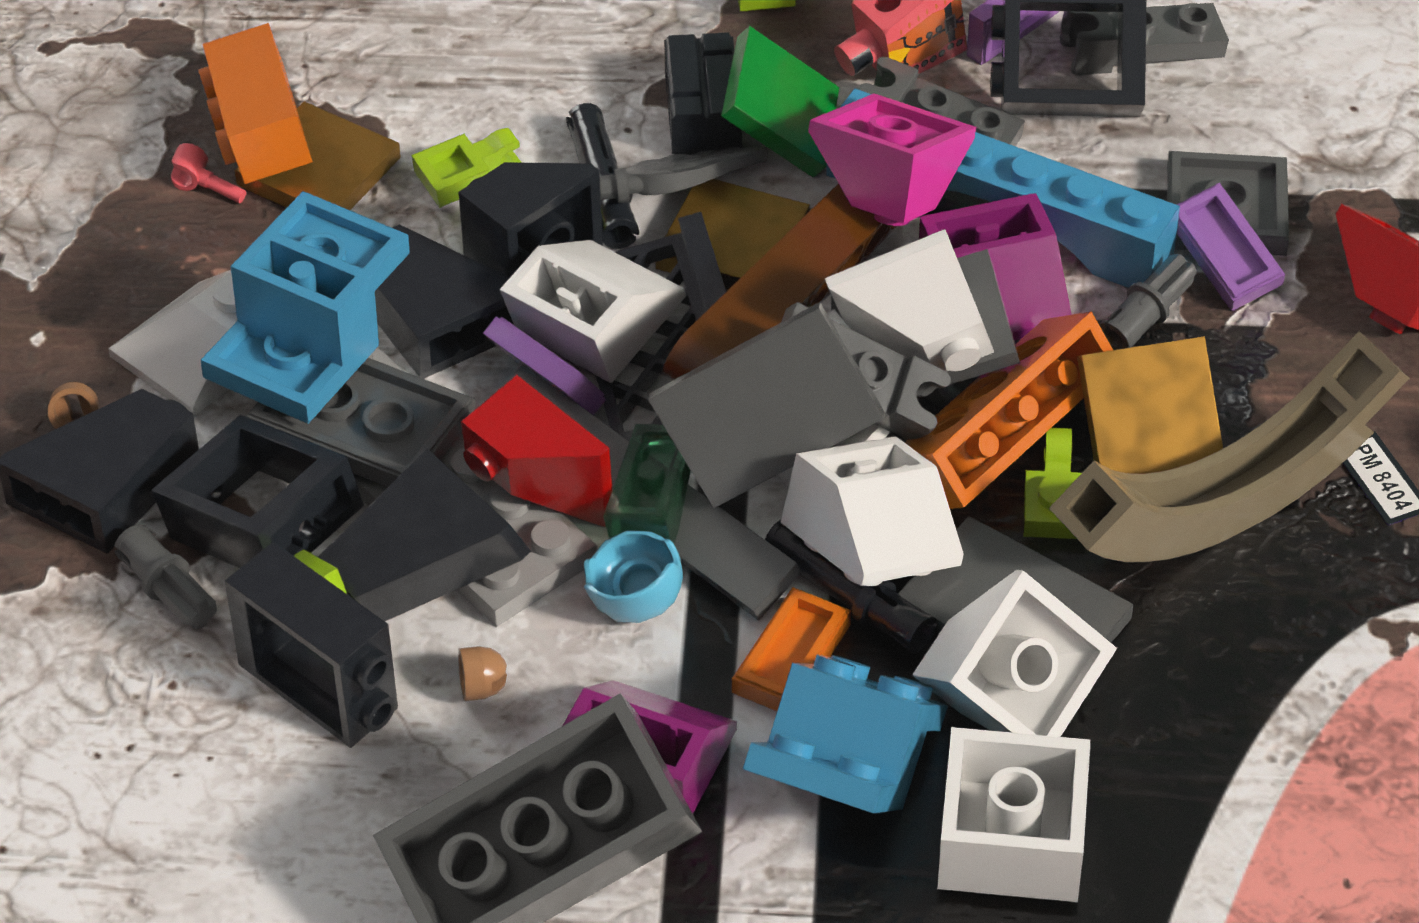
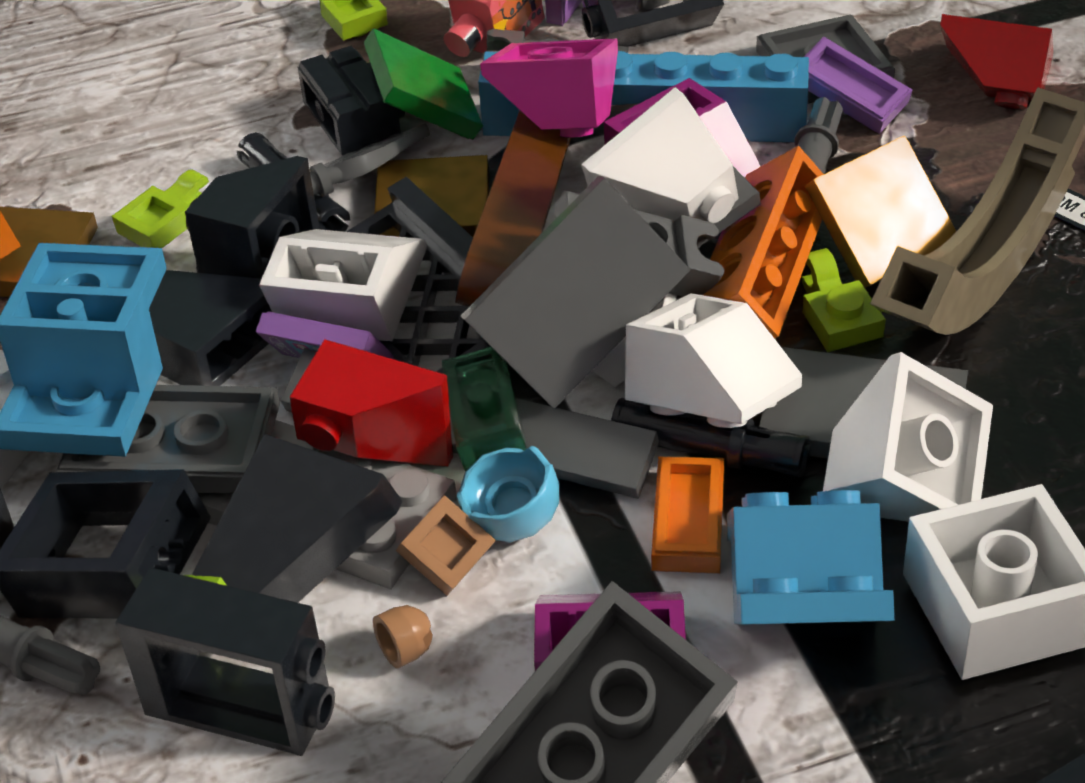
camera: 20 degrees left, 5 degrees down
(554, 604) = (445, 545): none -> medium nougat plate

